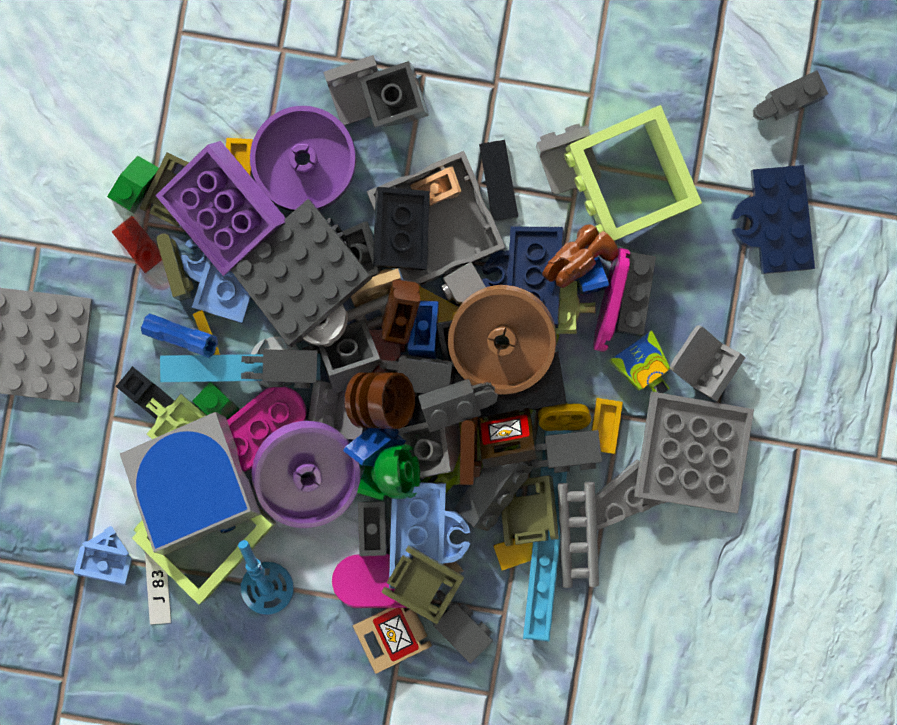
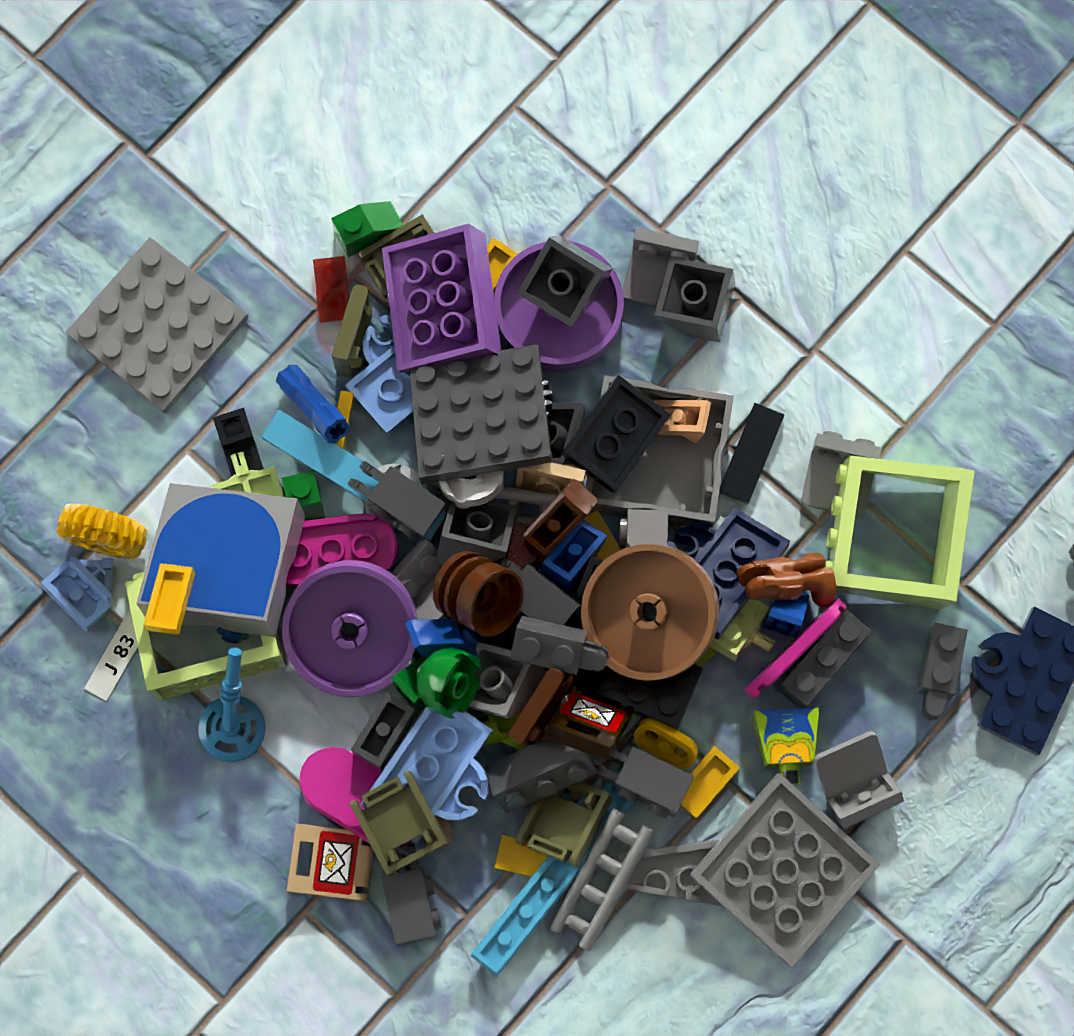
camera: 35 degrees right, 10 degrees down
(93, 513) = (101, 531): none -> yellow gear
(175, 536) = (169, 599): none -> yellow tile
(298, 141) = (564, 280): none -> dark grey slope
(715, 251) = (940, 668): none -> dark grey hinge

